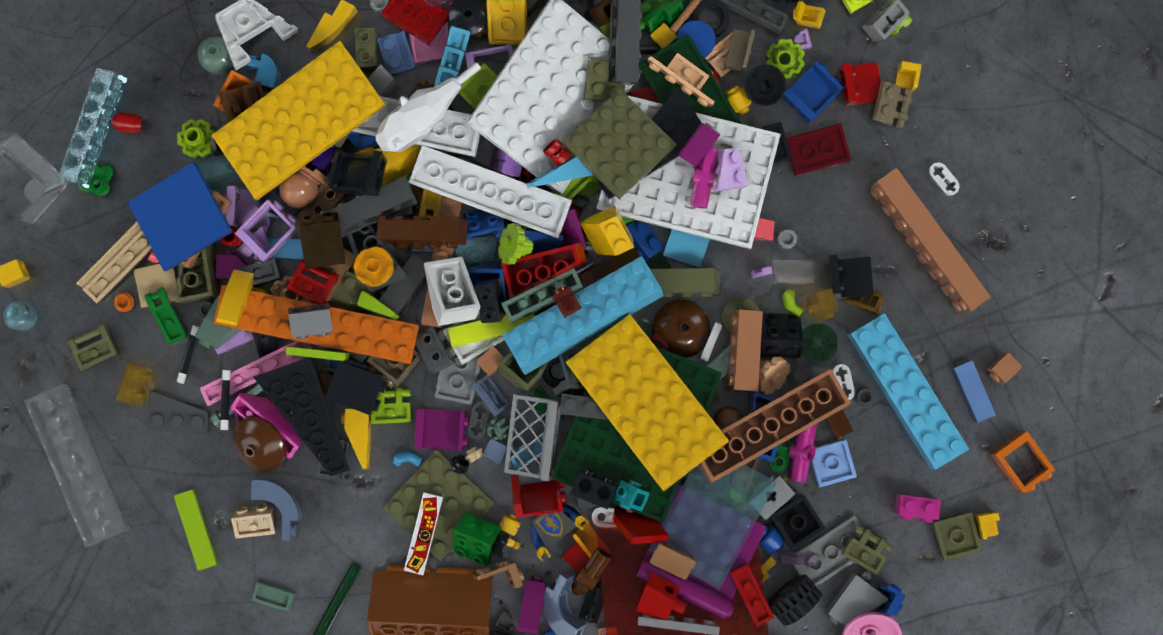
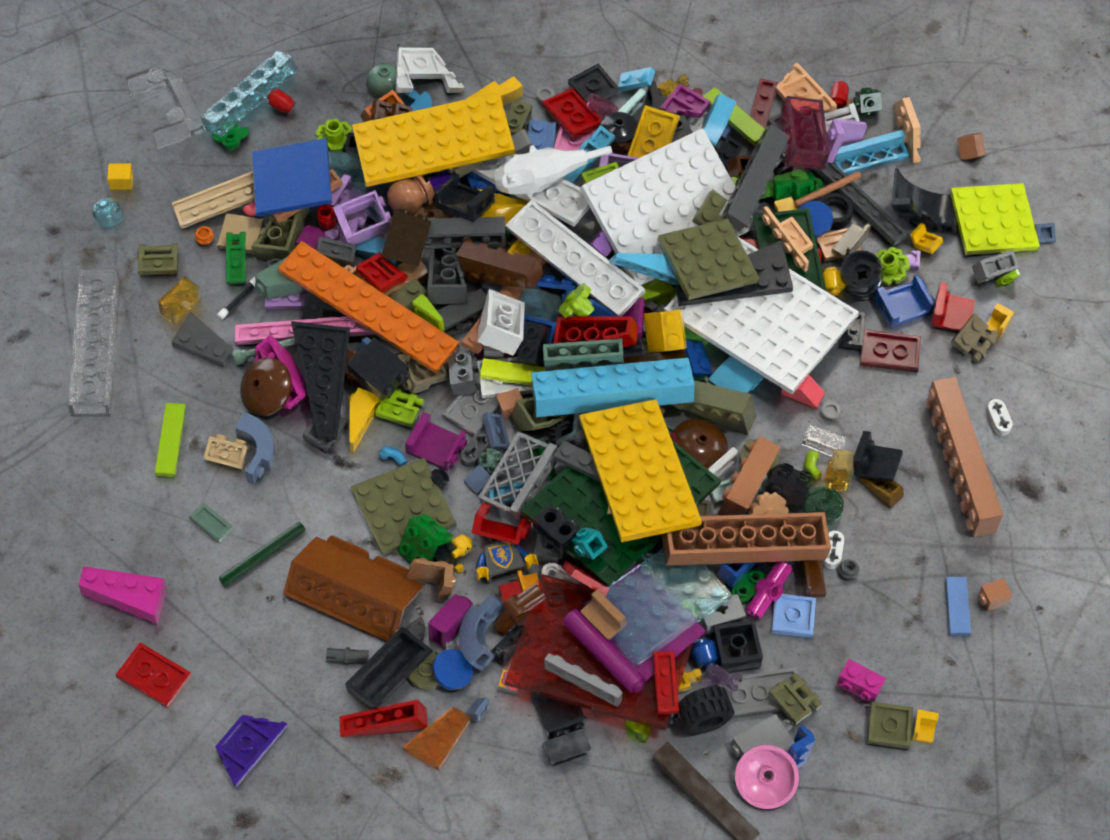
camera: 20 degrees right, 25 degrees down
(225, 400) = (254, 340): black bar -> none
(235, 297) = (310, 248): yellow slope -> none
(310, 321) = (366, 292): brick -> none
(317, 353) = (356, 327): lime tile -> none
(373, 266) = (442, 275): light orange tile -> none
(423, 533) = (378, 518): tile -> none
(474, 454) = (457, 474): tan plate -> none
(556, 152) = (648, 244): red wheel -> none
(566, 301) = (603, 359): clear red bracket -> none
(660, 598) = (576, 643): red torso -> none
(699, 144) = (779, 282): magenta panel -> none
(704, 179) = (773, 316): dark pink piece -> none
(730, 170) = (799, 319): lavender wing -> none
(765, 271) = (796, 428): lavender tile -> none
(908, 392) = (892, 578): medium azure brick -> none
(1011, 445) = (978, 664): orange window -> none

